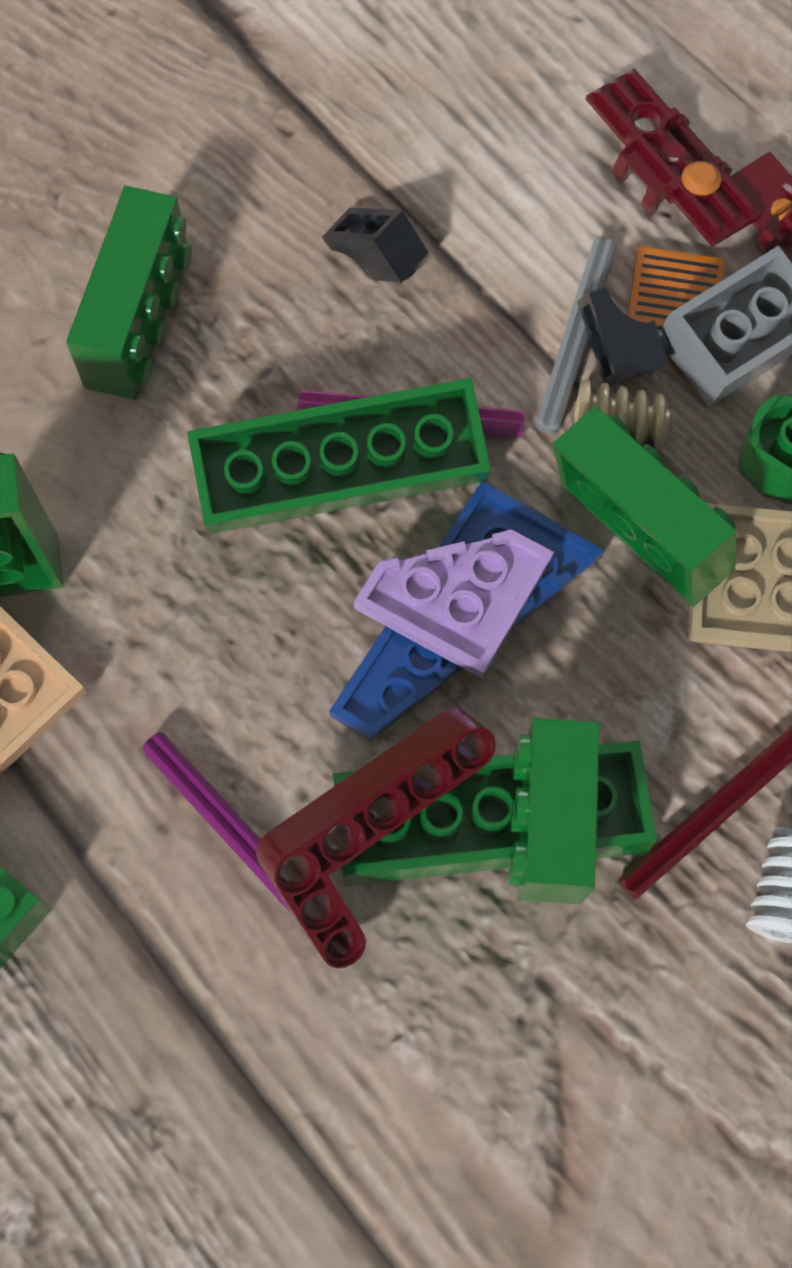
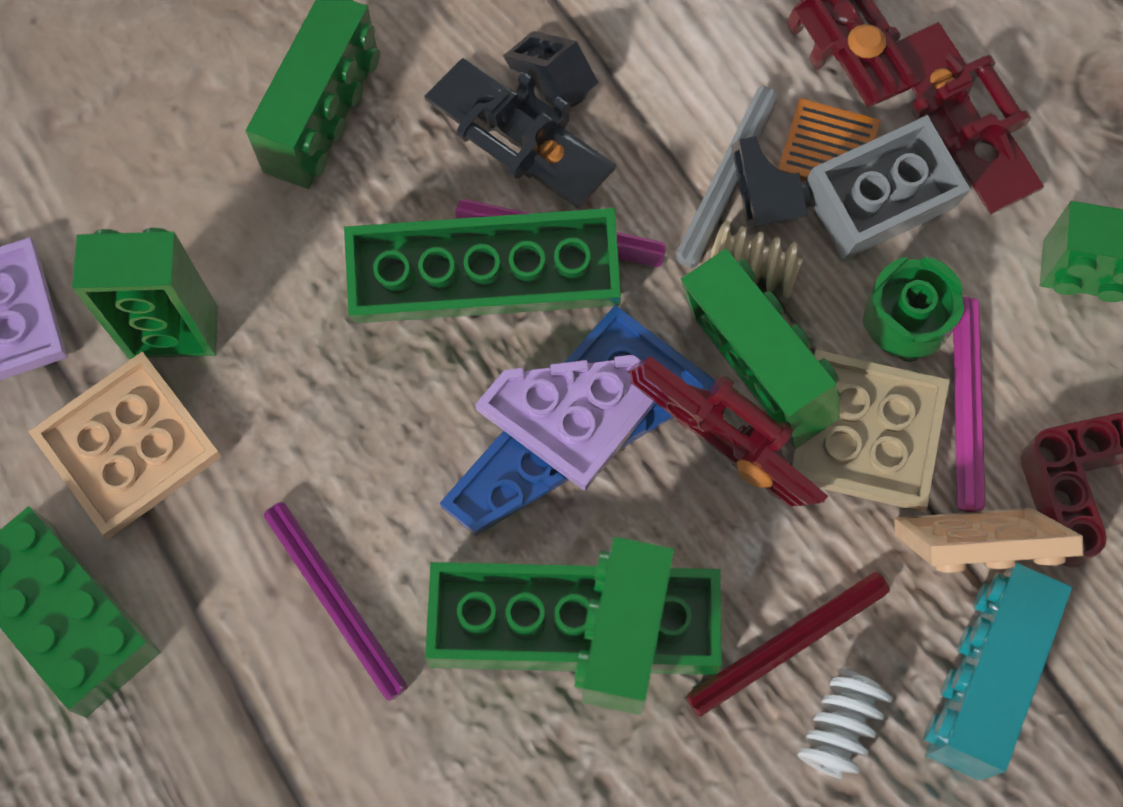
camera: 10 degrees right, 0 degrees up
(358, 302) = (546, 147): none -> black piece
(363, 823) = (448, 613): dark red beam -> none
(652, 614) = (750, 449): none -> dark red piece

